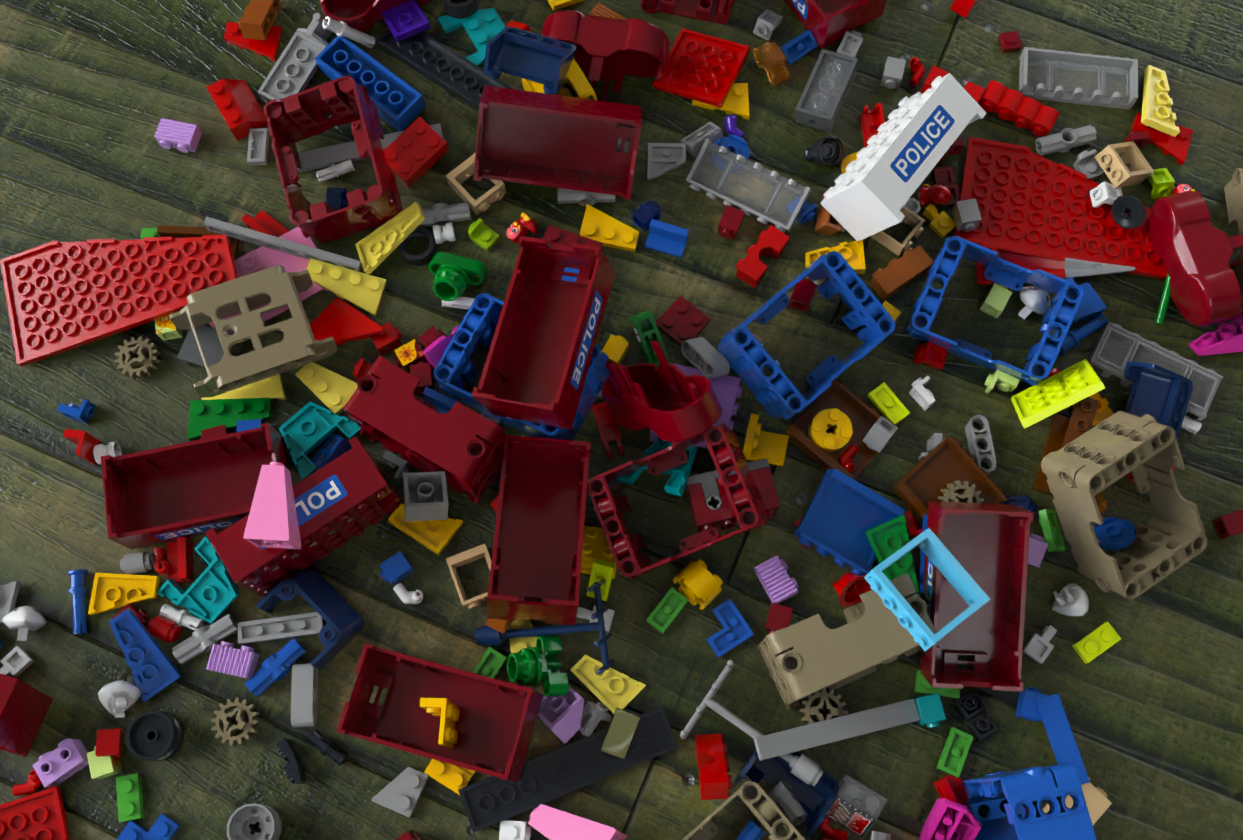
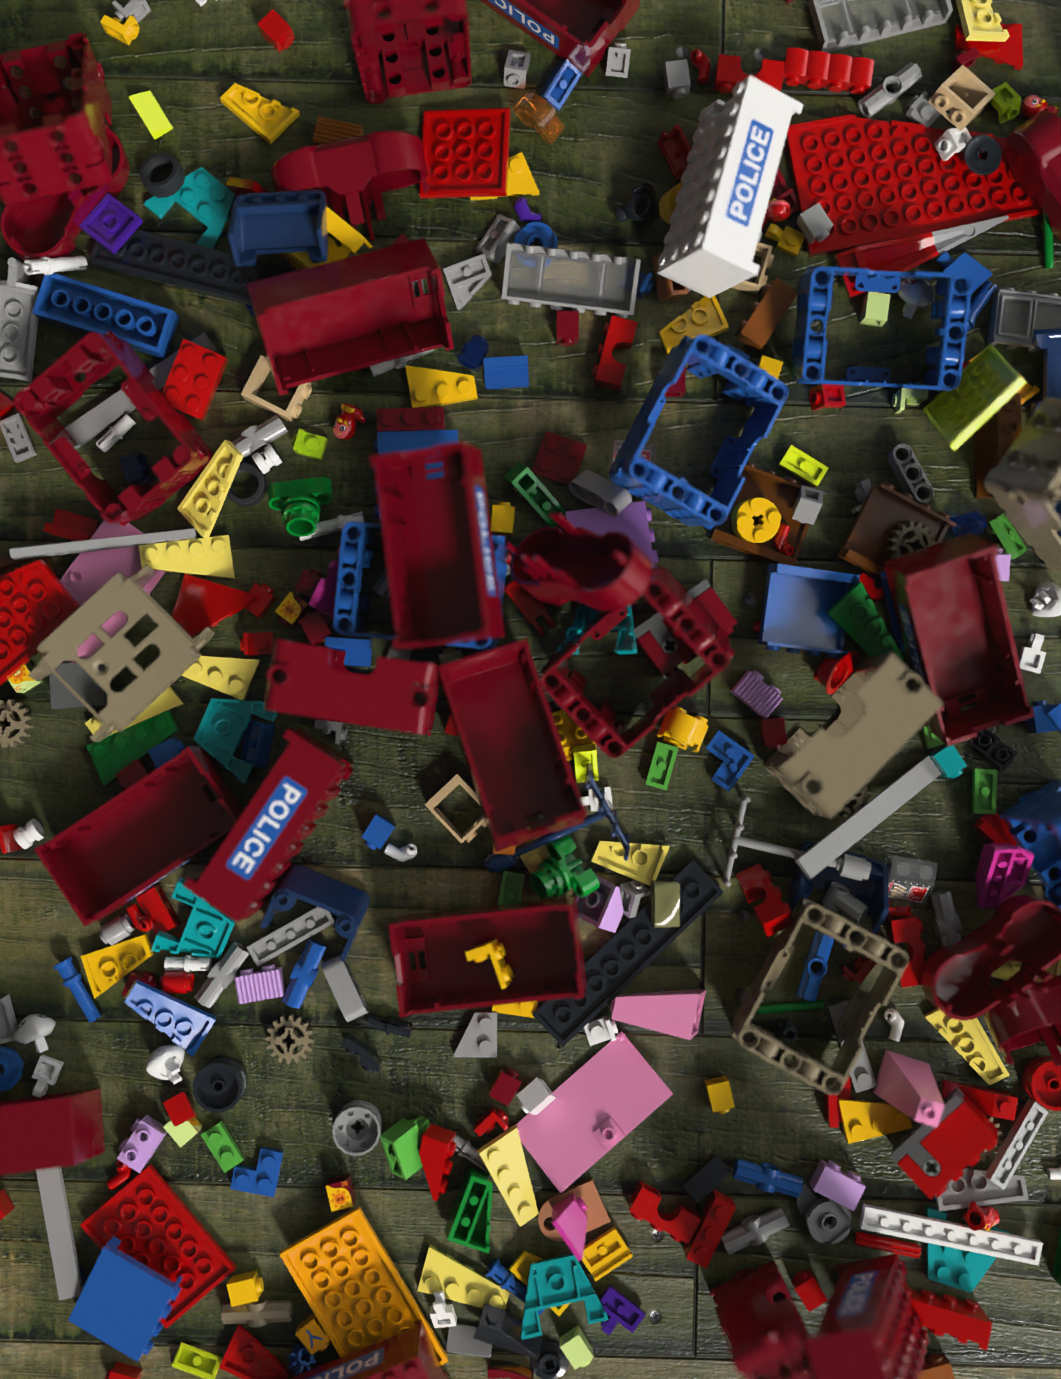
camera: 25 degrees left, 15 degrees up
(273, 510) = (244, 840): bright pink slope -> none
(425, 496) = (376, 752): light grey brick -> none
(430, 533) = (388, 779): yellow wing -> none
(764, 444) = (695, 561): yellow bracket -> none
(826, 90) = (612, 129): brick -> none
(922, 396) = (835, 444): white bracket -> none
(951, 570) = (935, 634): medium azure window -> none

